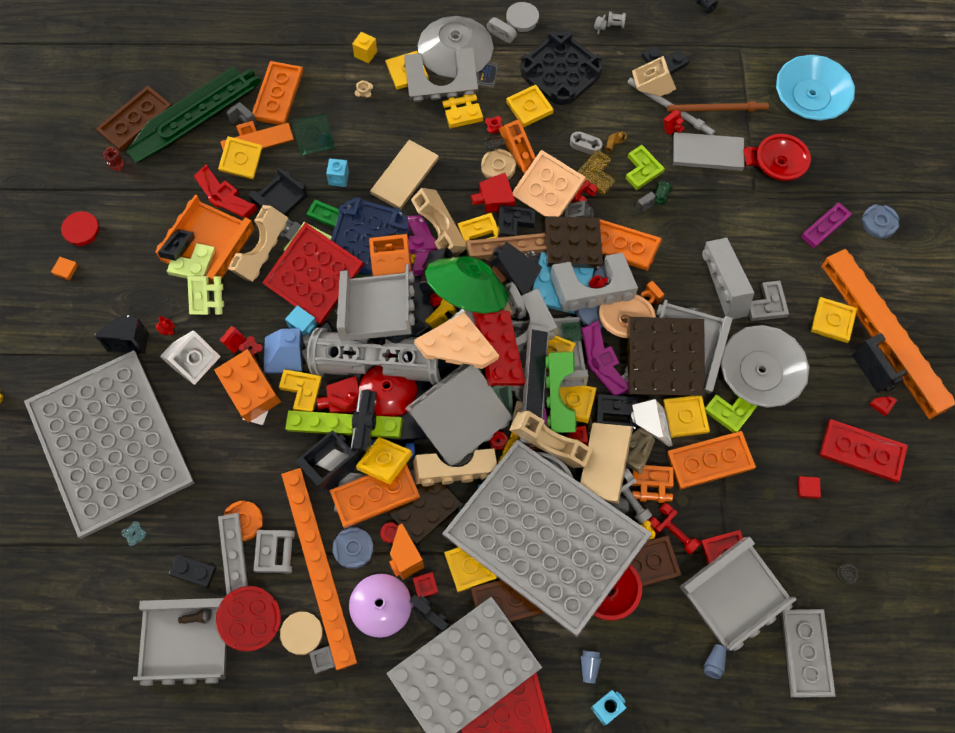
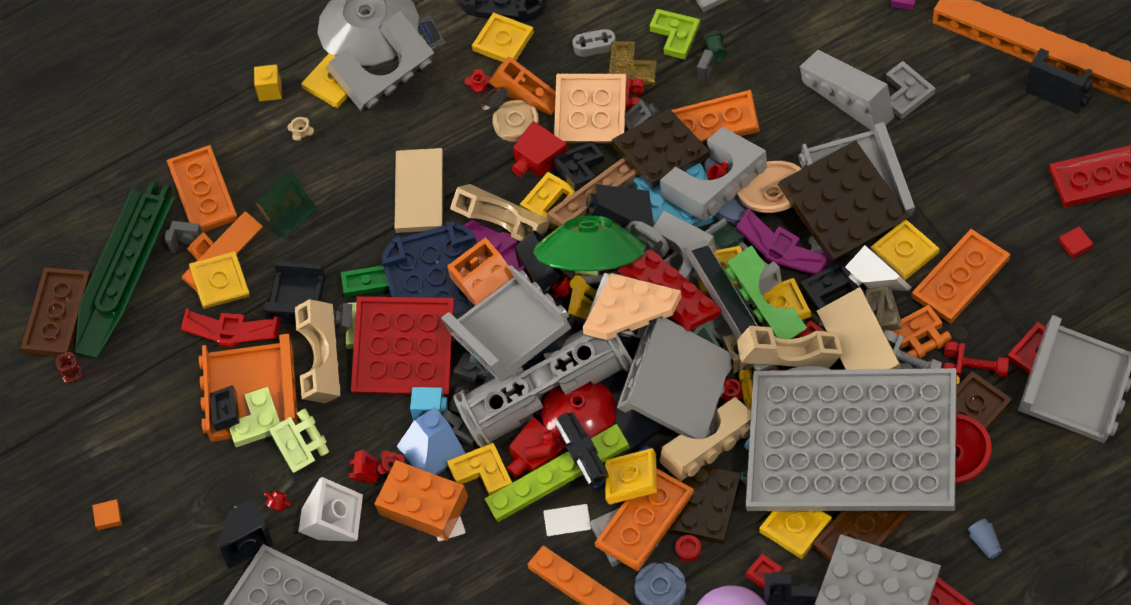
camera: 25 degrees left, 10 degrees down
(80, 228) = (89, 463): red tile -> none
(322, 449) = (567, 540): black window -> none
(337, 172) = (344, 230): medium azure brick -> none
(404, 555) = (723, 551): orange slope -> none
(463, 115) = (435, 91): yellow plate -> none
(599, 709) = (1029, 572): medium azure brick -> none
(615, 139) = (622, 21): pearl gold arm -> none
(654, 293) = (782, 150): orange tile -> none
(715, 663) = (1104, 458): sand blue cone -> none
(730, 416) = (951, 221): lime plate -> none
(774, 352) = (954, 136): light grey dish -> none
(833, 320) = (984, 68): yellow plate -> none
(883, 404) = (1091, 120): red tile -> none

